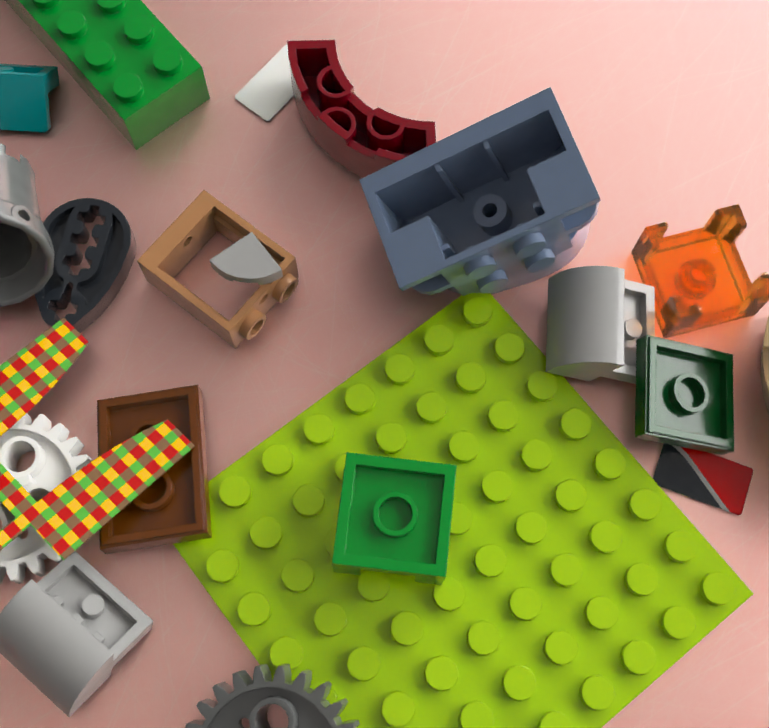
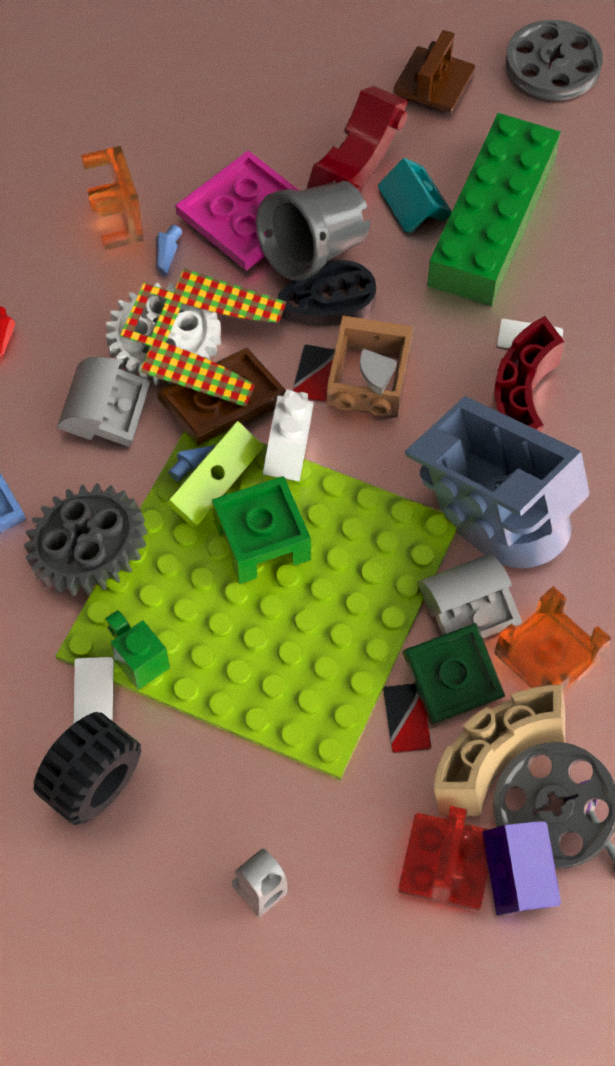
camera: 65 degrees right, 10 degrees down
(180, 338) = (314, 372): none -> sticker
(235, 553) = (188, 461): none -> medium blue bar
(272, 414) = (288, 436): none -> white hinge
(292, 564) = (228, 460): none -> lime tile

